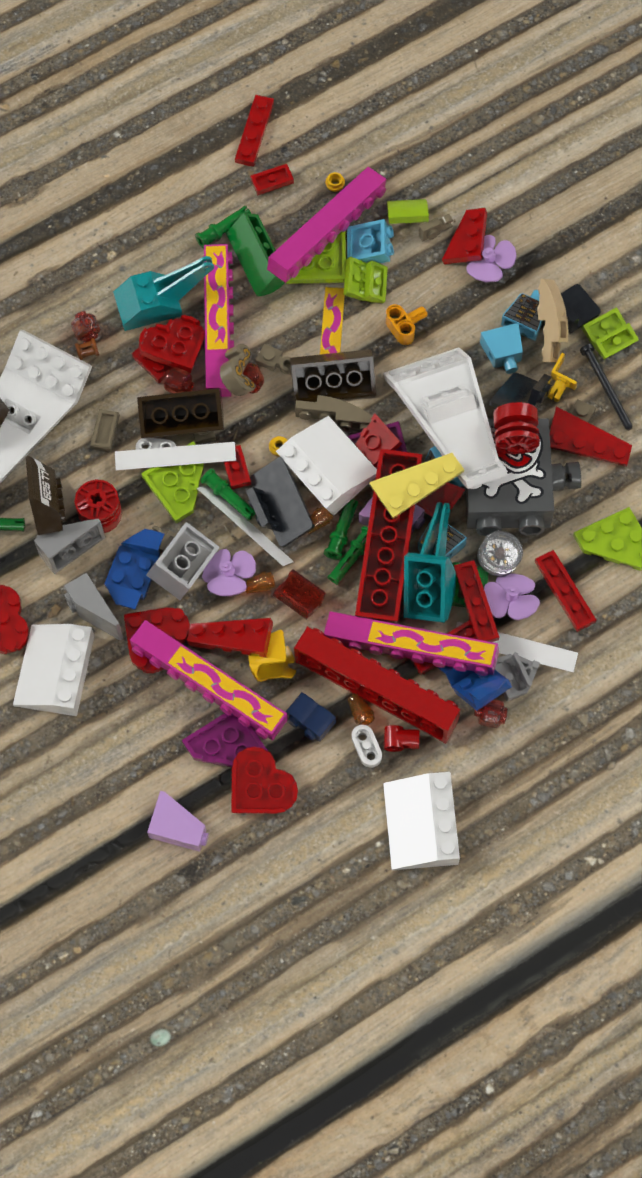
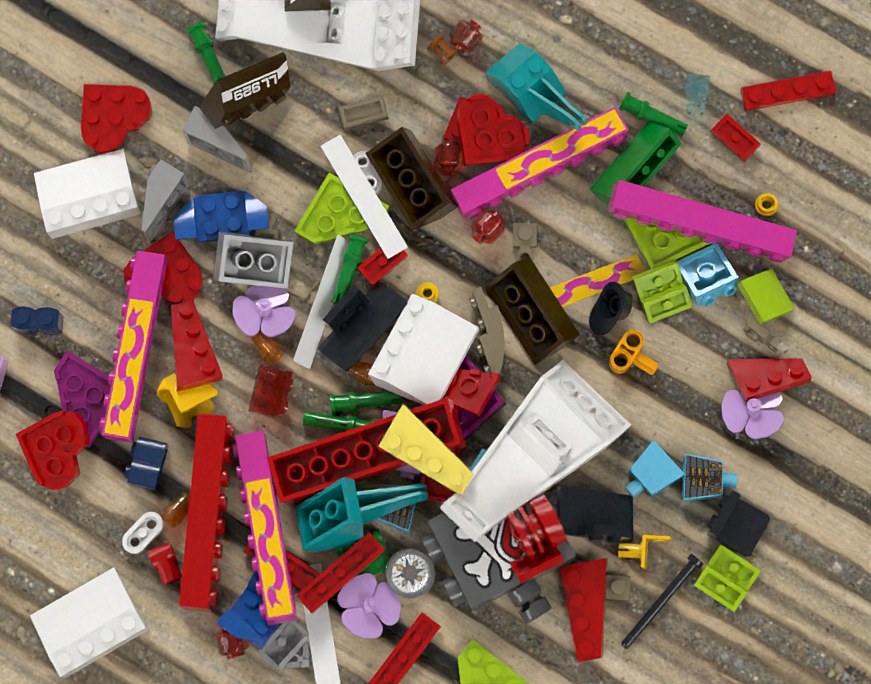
camera: 65 degrees right, 10 degrees up
(107, 510) = (273, 161): red wheel -> none
(140, 757) = (42, 320): none -> dark blue brick
(220, 188) = (697, 90): none -> clear light blue plate
(232, 370) = (481, 206): dark tan animal -> none
(360, 320) = (611, 306): none -> black piece
(544, 452) = (527, 569): none -> red plate
(553, 311) = (706, 509): tan slope -> none

